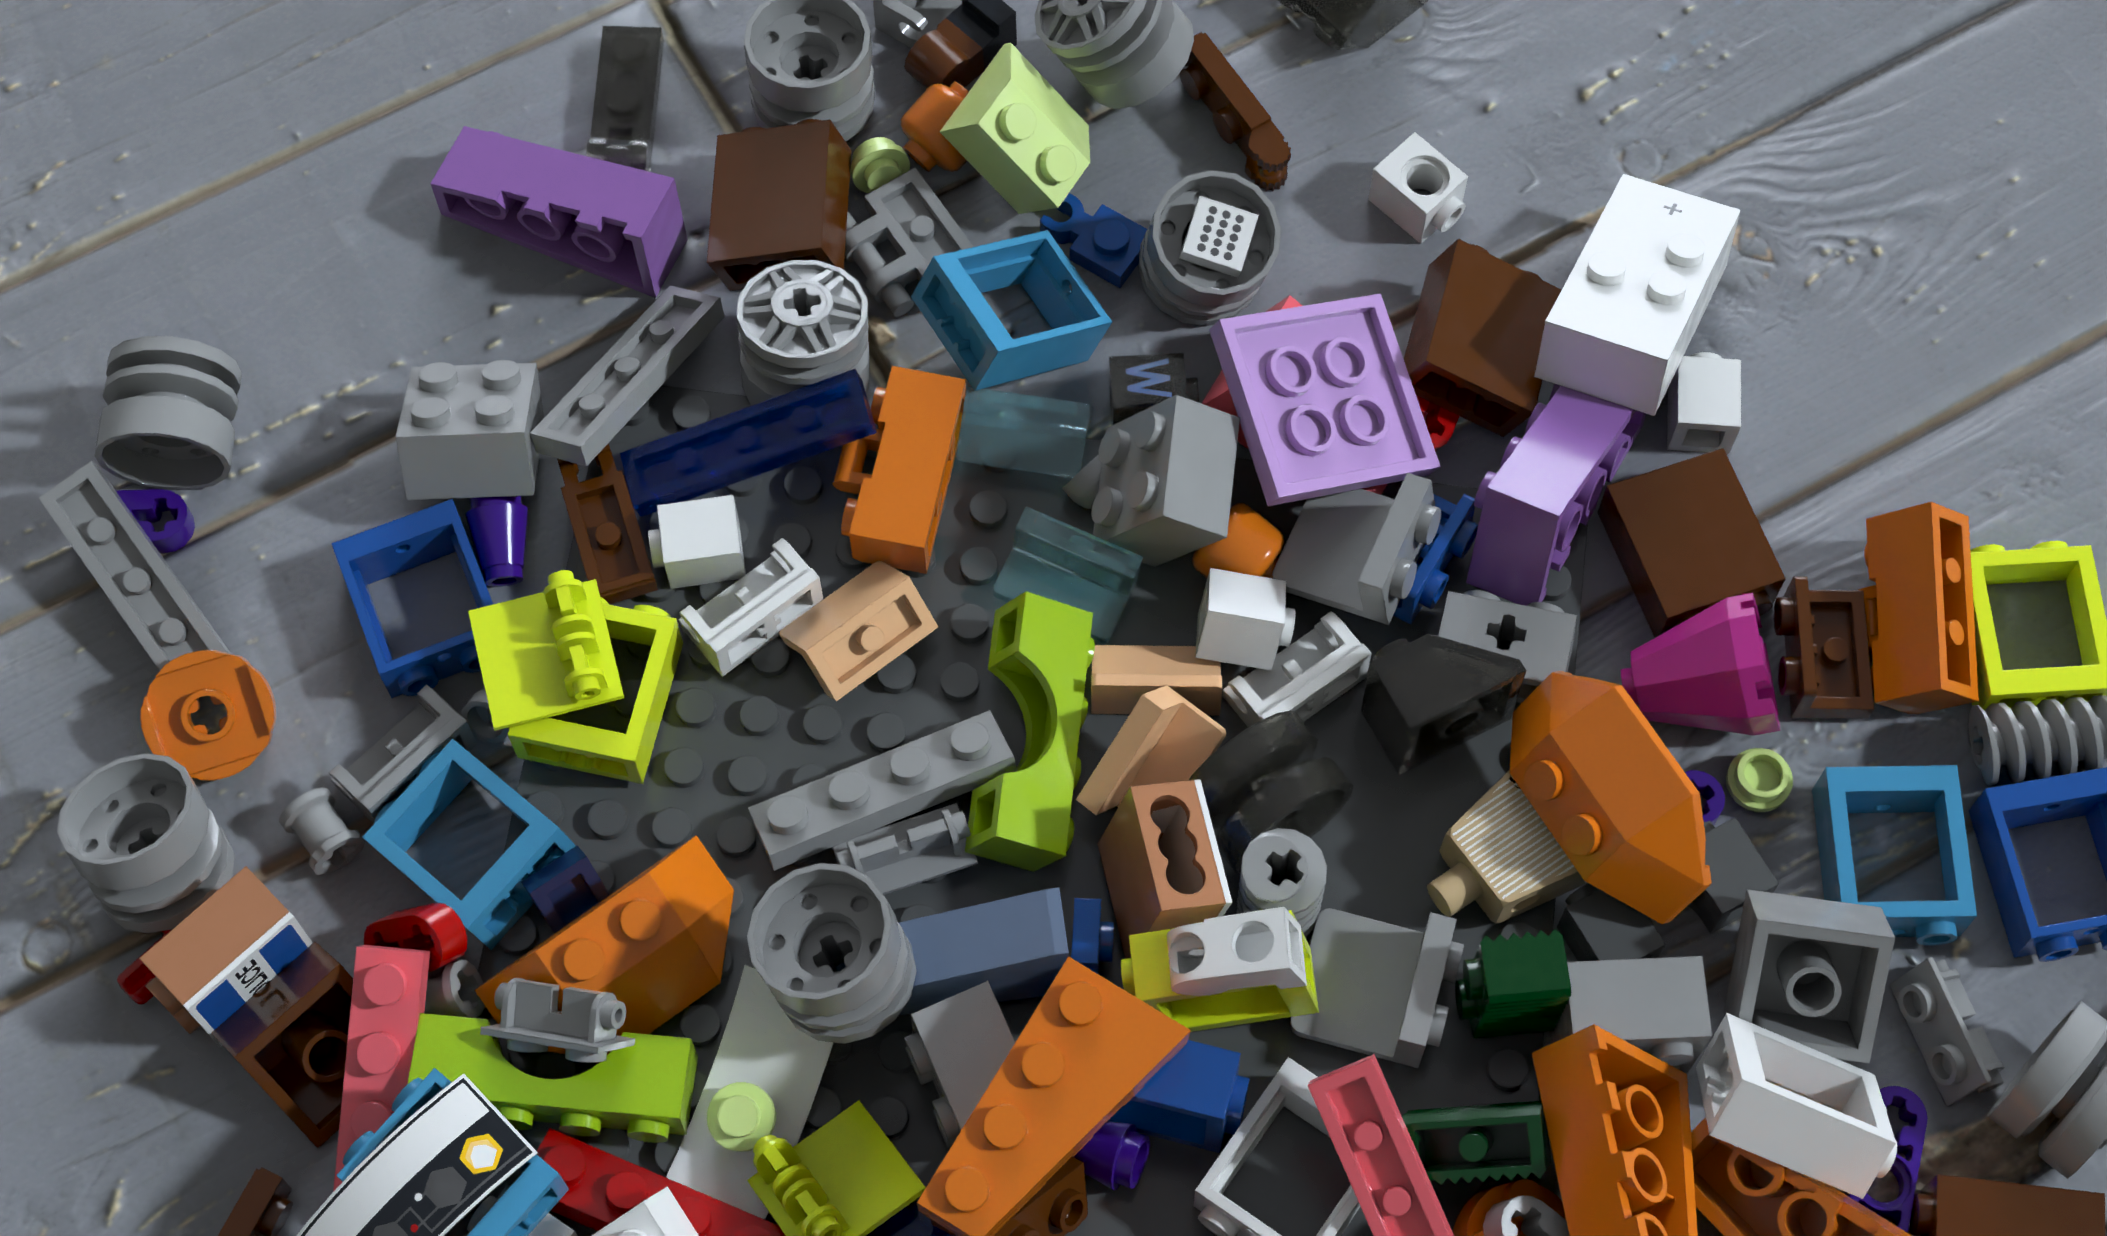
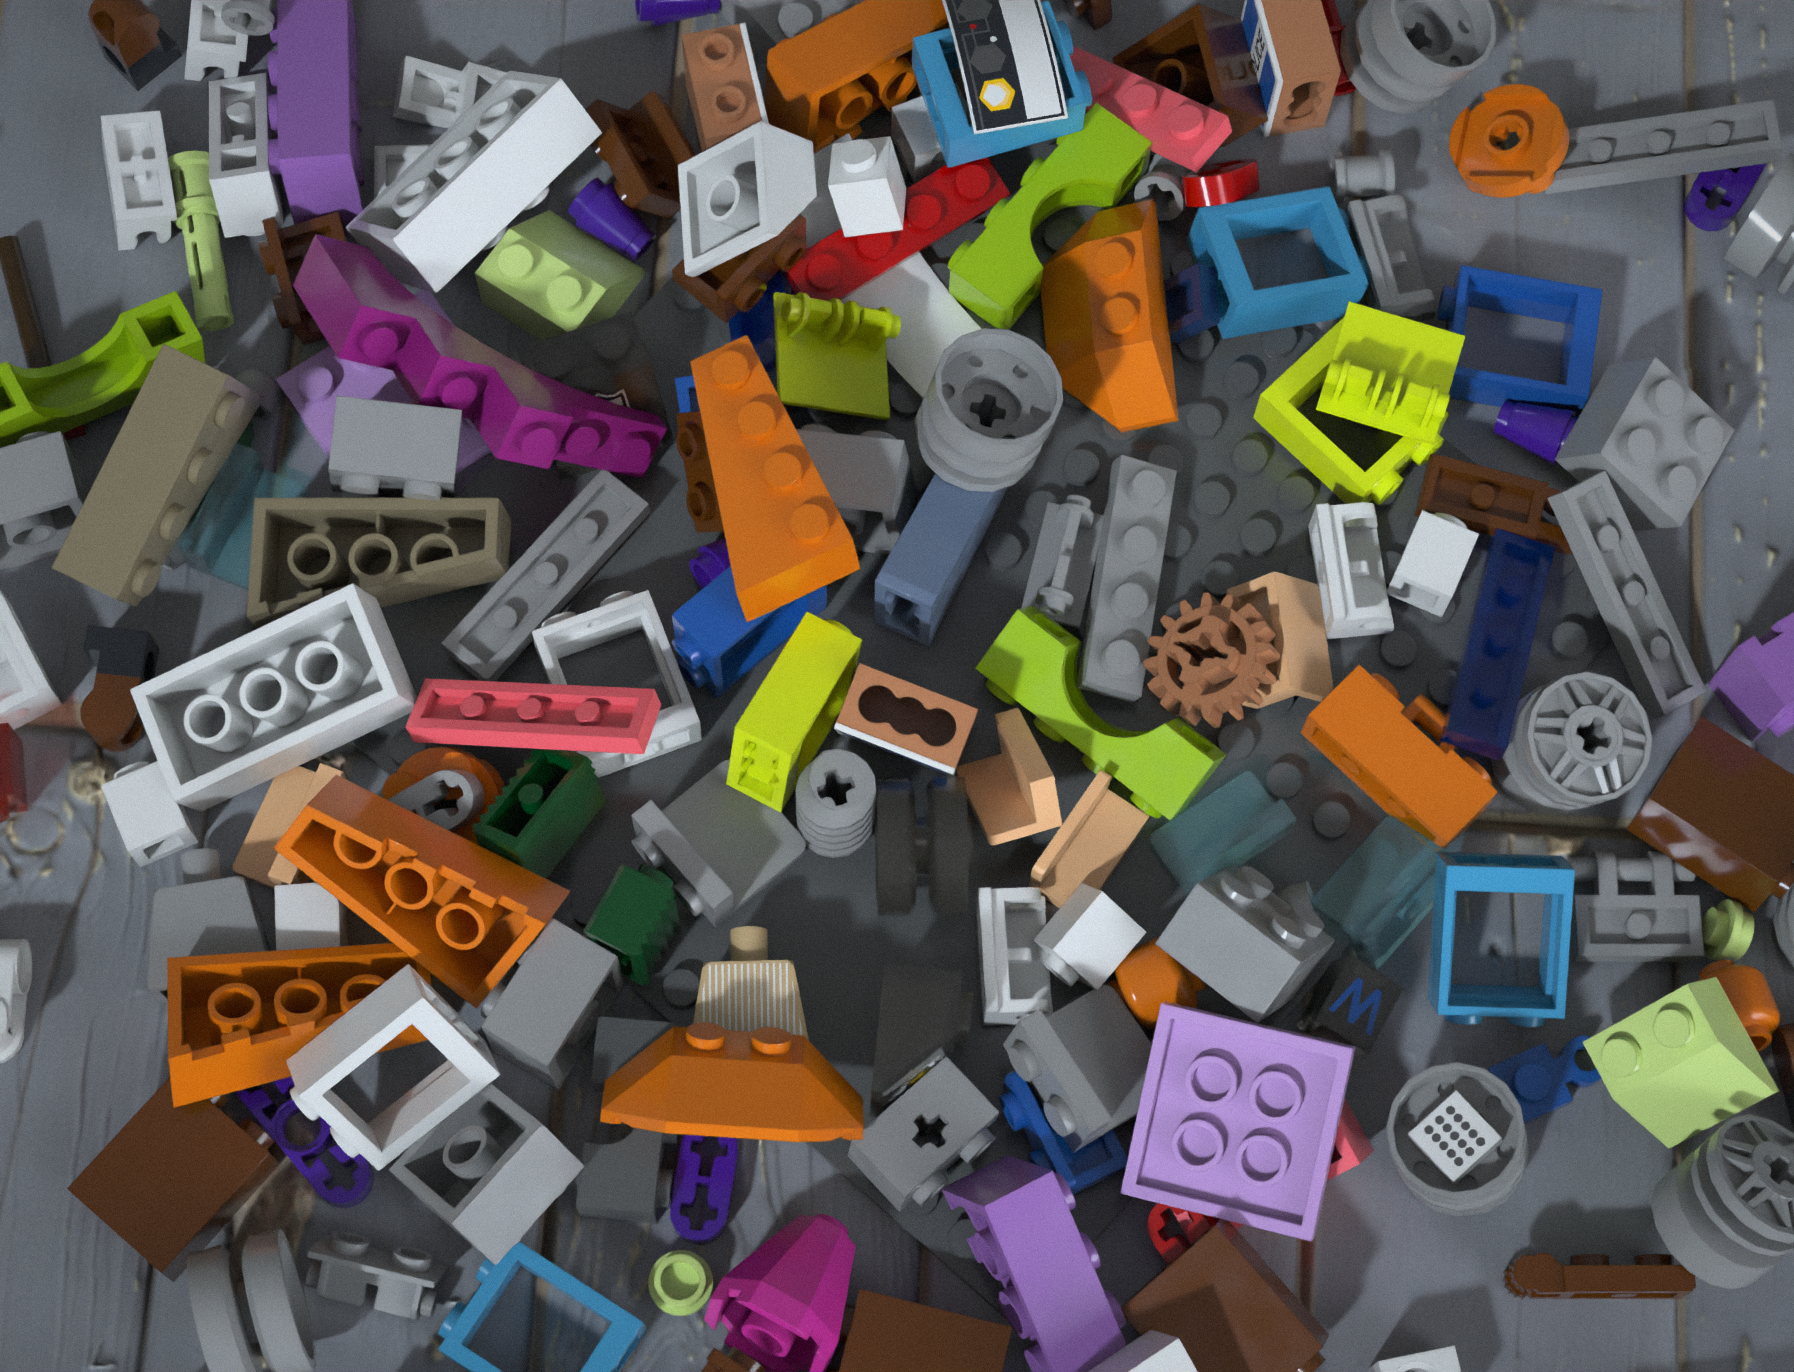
camera: 120 degrees right, 5 degrees up
(582, 1028) = (1073, 216): light grey hinge -> none
(740, 1116) = (929, 325): yellowish green plate -> none
(916, 632) = (1217, 682): none -> nougat gear
(1091, 937) = (893, 647): blue plate -> none
(1237, 953) = (777, 686): white leg -> none

